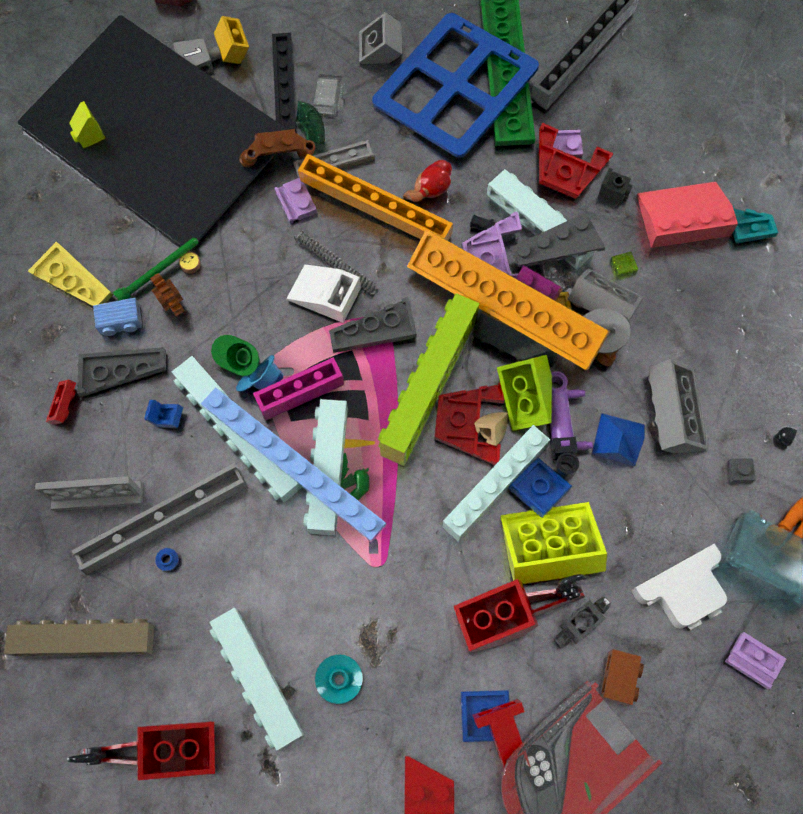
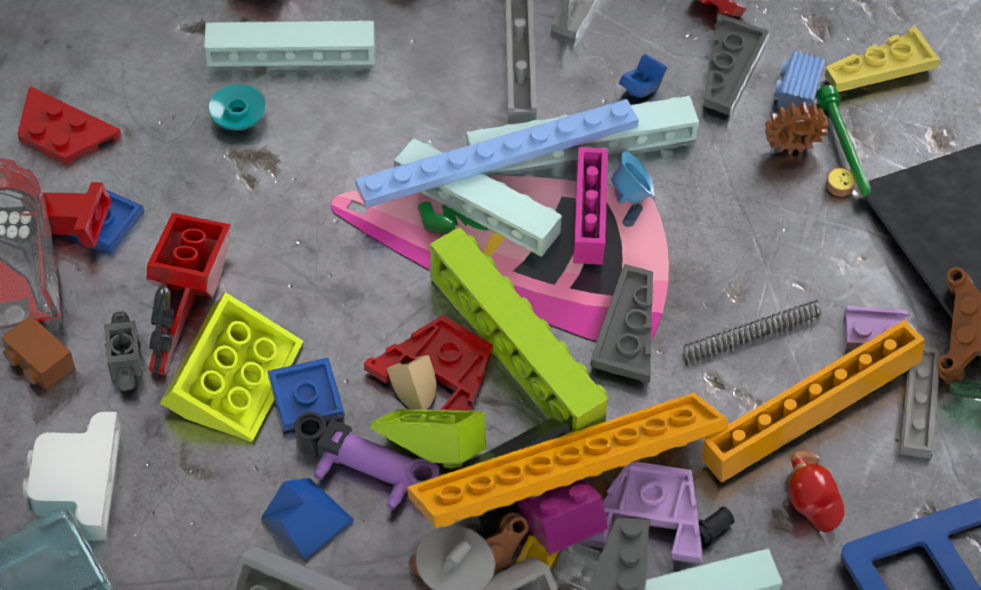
camera: 115 degrees right, 15 degrees down
(174, 559) = (471, 24): blue plate -> none
(235, 355) = (673, 169): green piece -> none
(326, 291) = (710, 294): white slope -> none
(495, 483) = (341, 347): light aqua brick -> none

